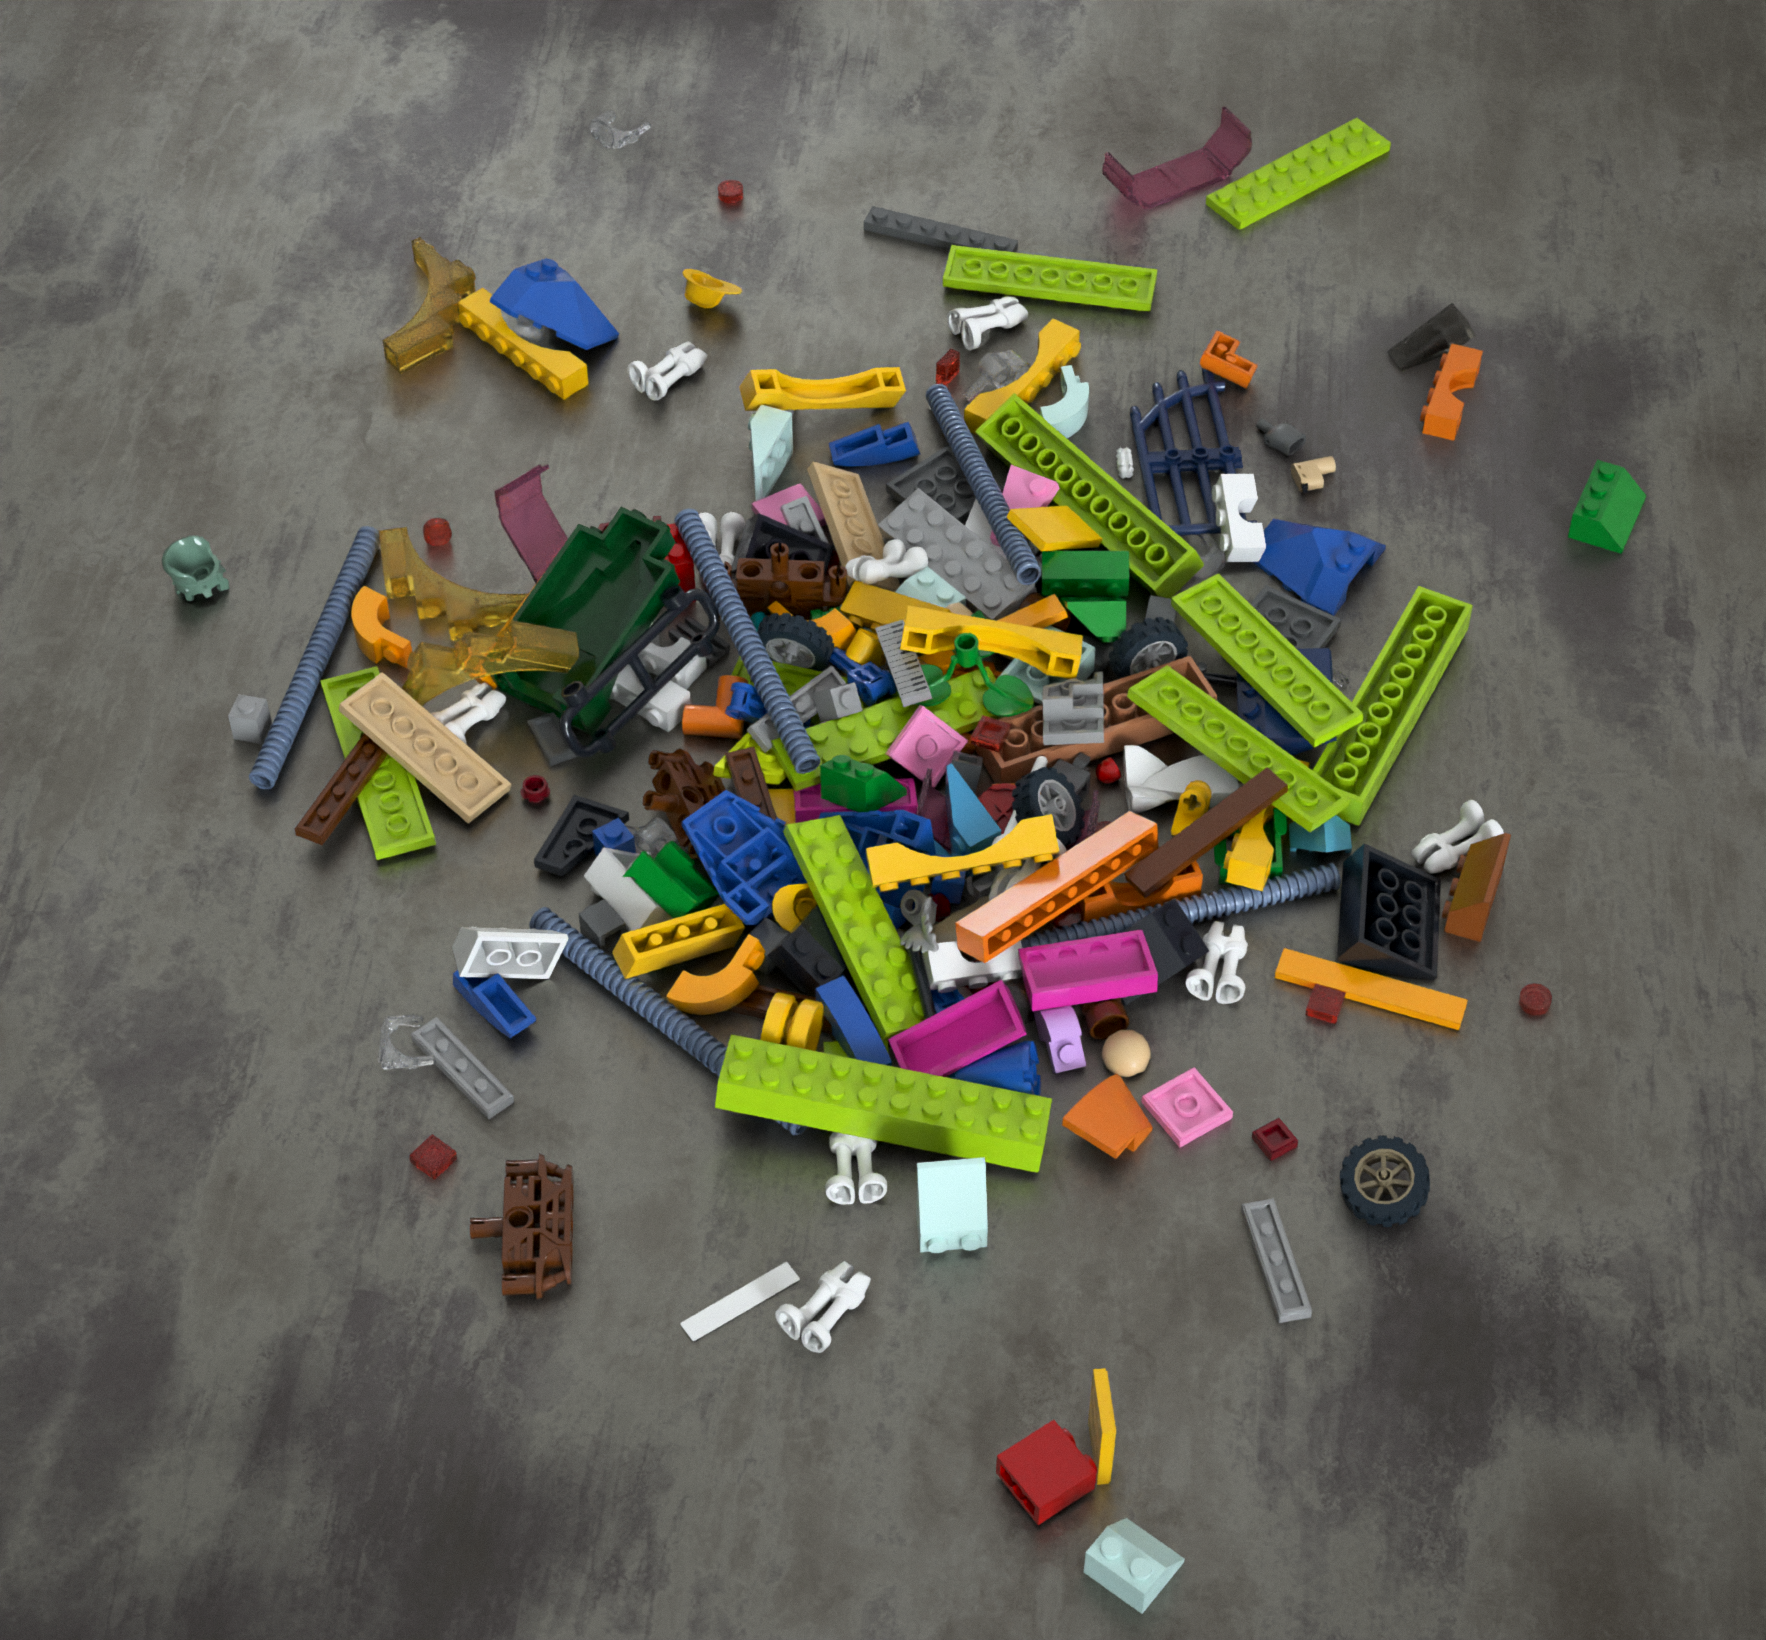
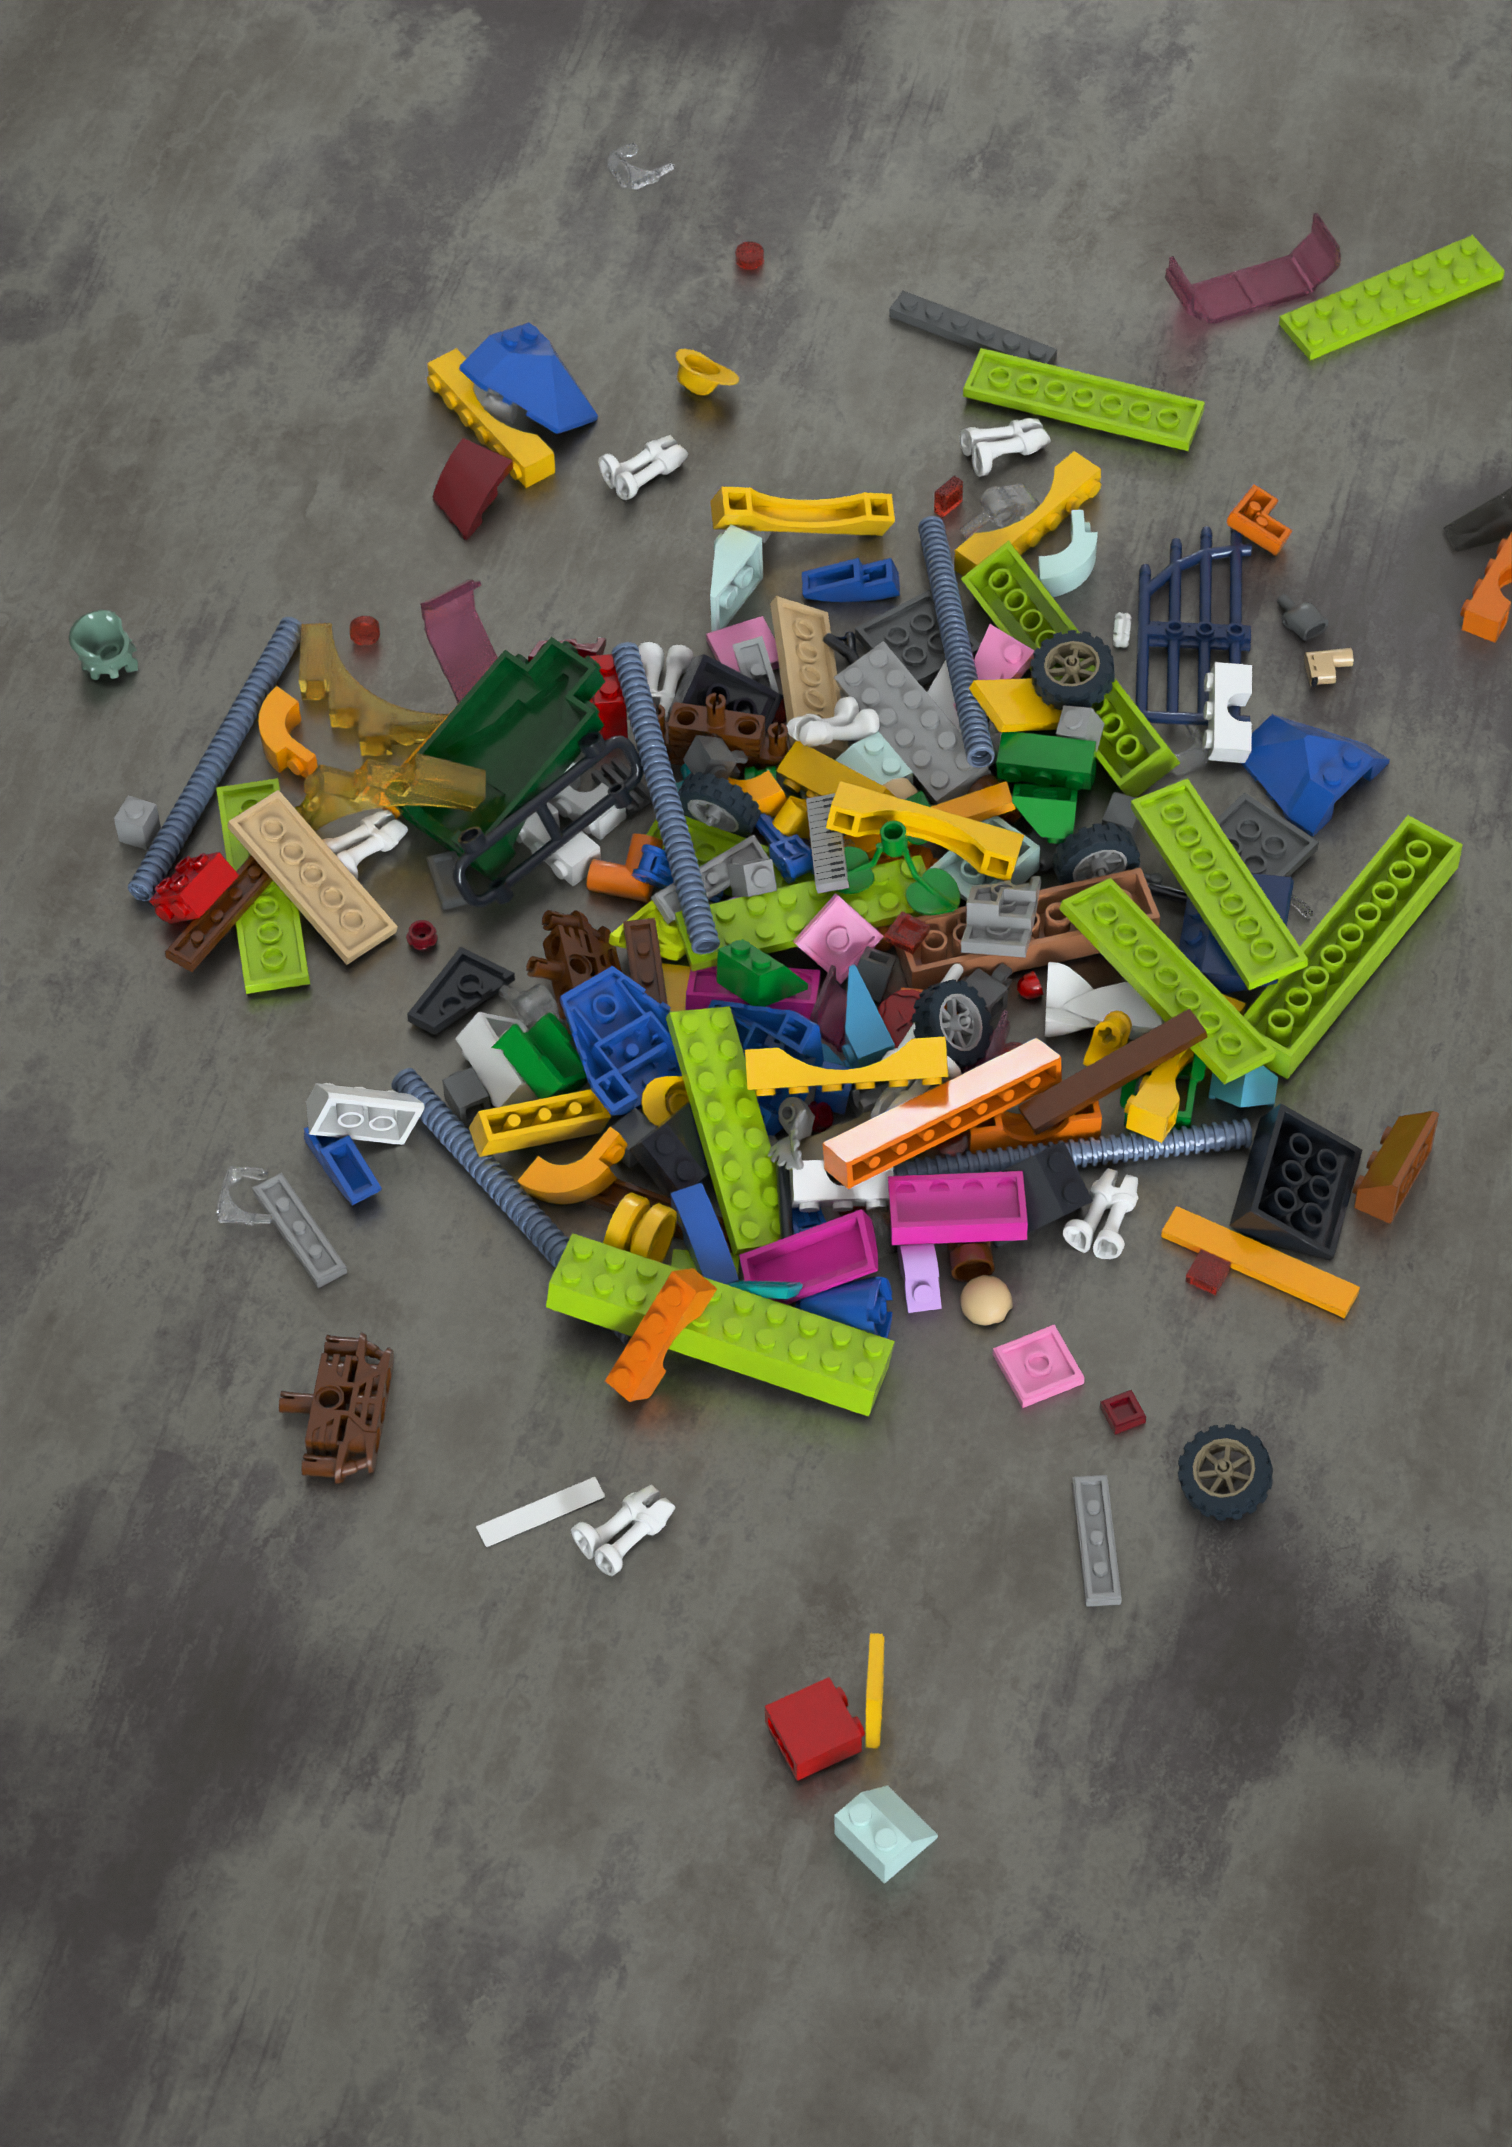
camera: 10 degrees right, 5 degrees up
(312, 768) = (193, 887): none -> red brick
(431, 327) = (393, 390): clear yellow arch -> none
(433, 1156) = (255, 1321): clear red tile -> none
(513, 399) = (470, 484): none -> dark red slope
(613, 836) = (493, 1000): blue brick -> none
(782, 599) = (713, 757): none -> dark grey brick
(841, 1186) = (692, 1408): white piece -> none
(842, 1091) = (676, 1306): none -> orange arch
(879, 500) = (847, 650): none -> black piece
(926, 1065) = (770, 1289): none -> teal tile
(952, 1205) = (768, 1442): light aqua slope -> none
(1089, 478) = (1066, 651): none -> black wheel
(1109, 1118) = (953, 1368): orange slope -> none
(1110, 537) = (1080, 724): none -> light grey brick
(1437, 850) = (1363, 1115): white piece -> none
(1535, 999) = (1433, 1295): clear red tile -> none

